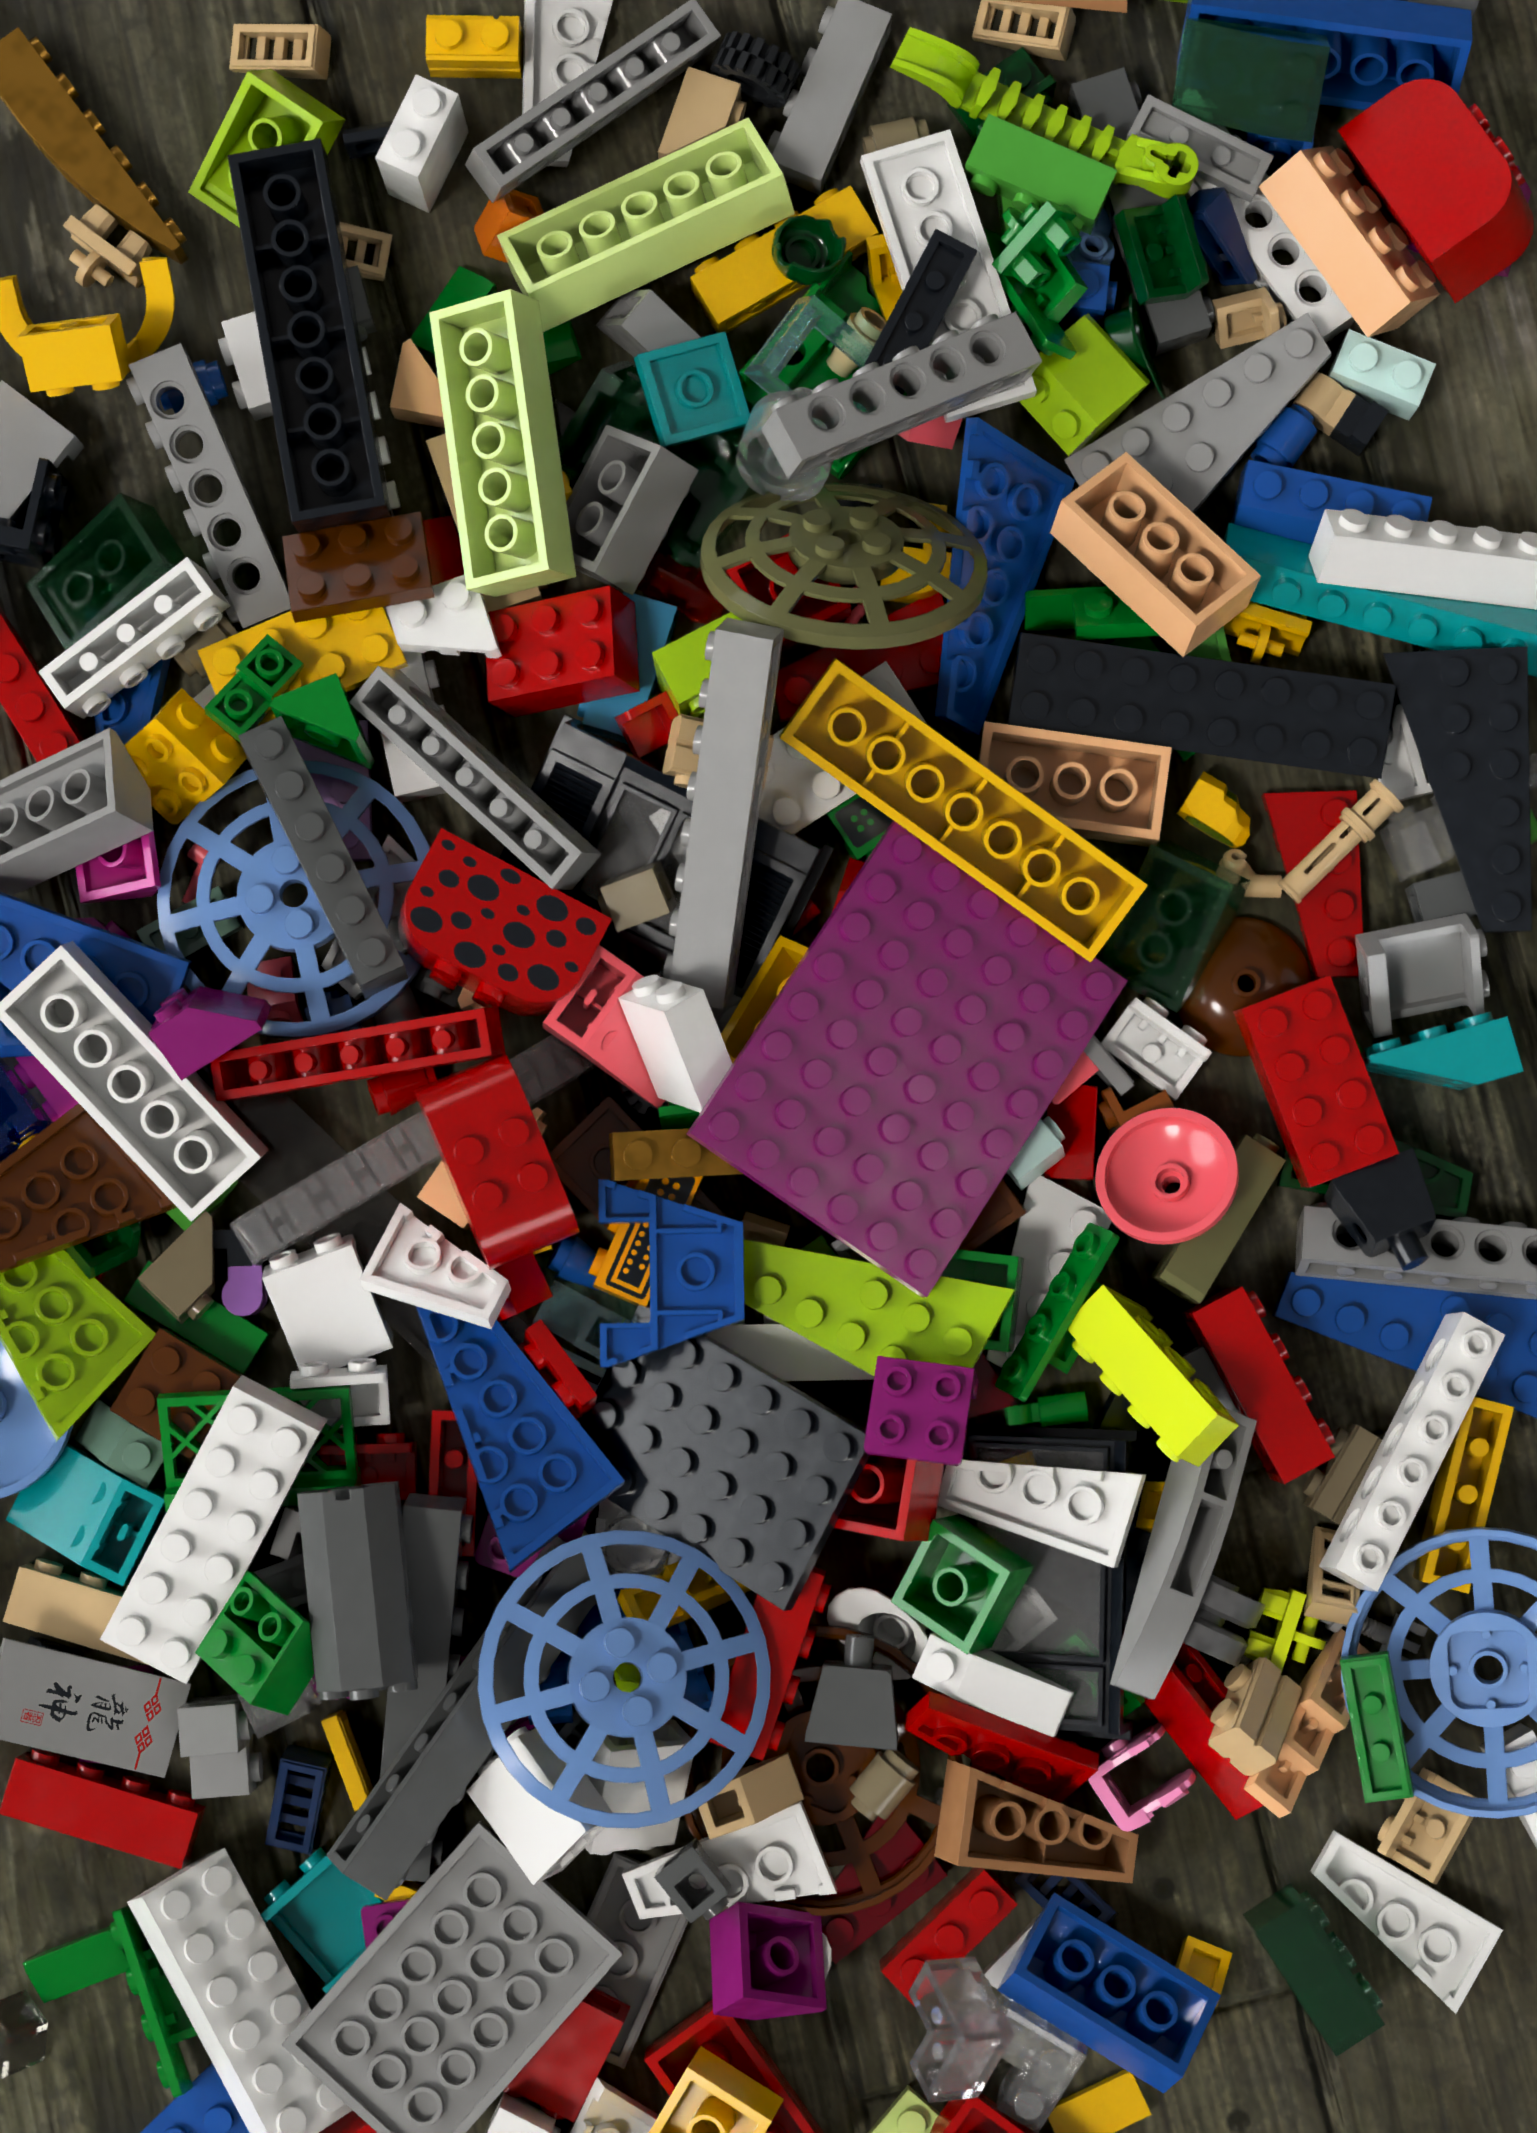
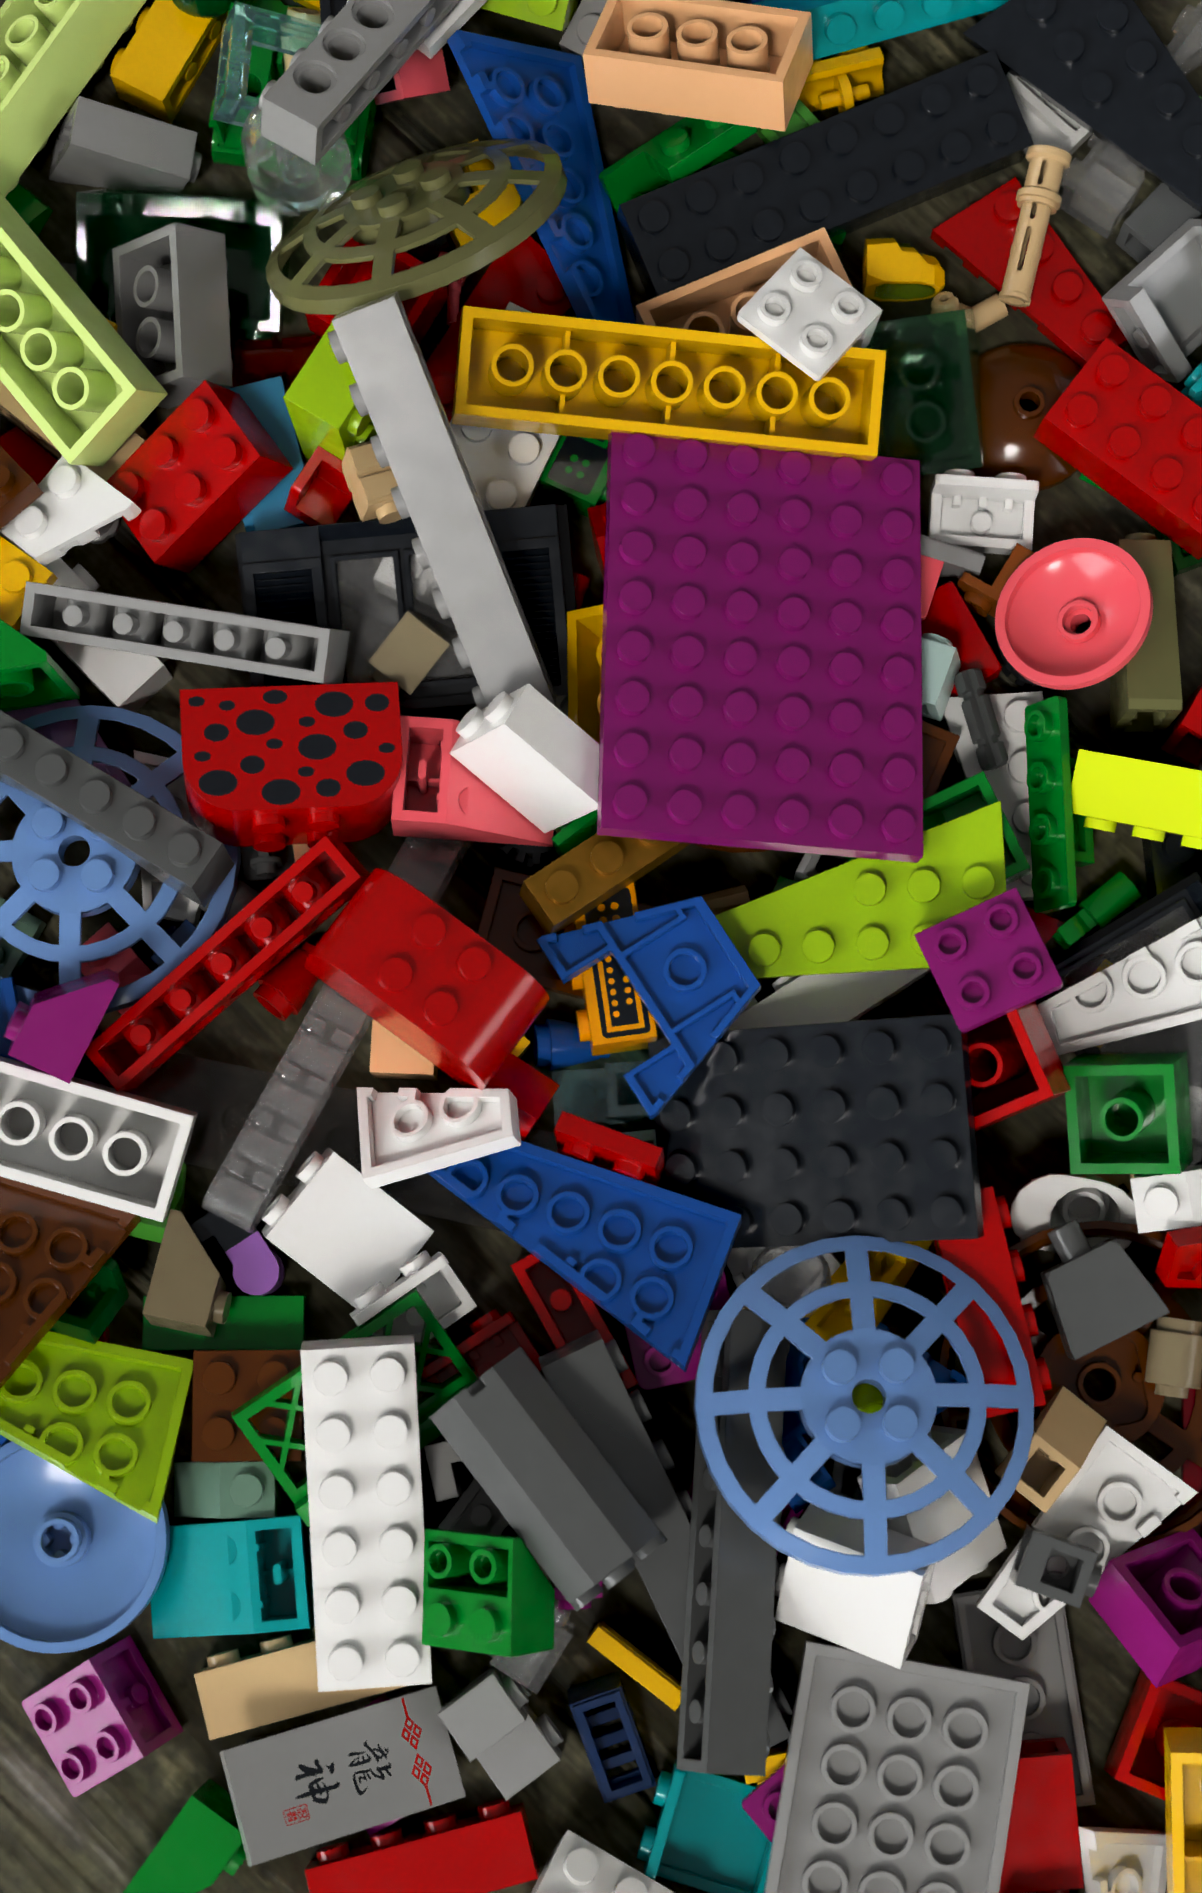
camera: 30 degrees left, 5 degrees down
(692, 389) = (174, 165): teal plate -> none
(1051, 1209) = (981, 719): none -> dark grey axle
(1104, 821) = (810, 315): none -> white bracket

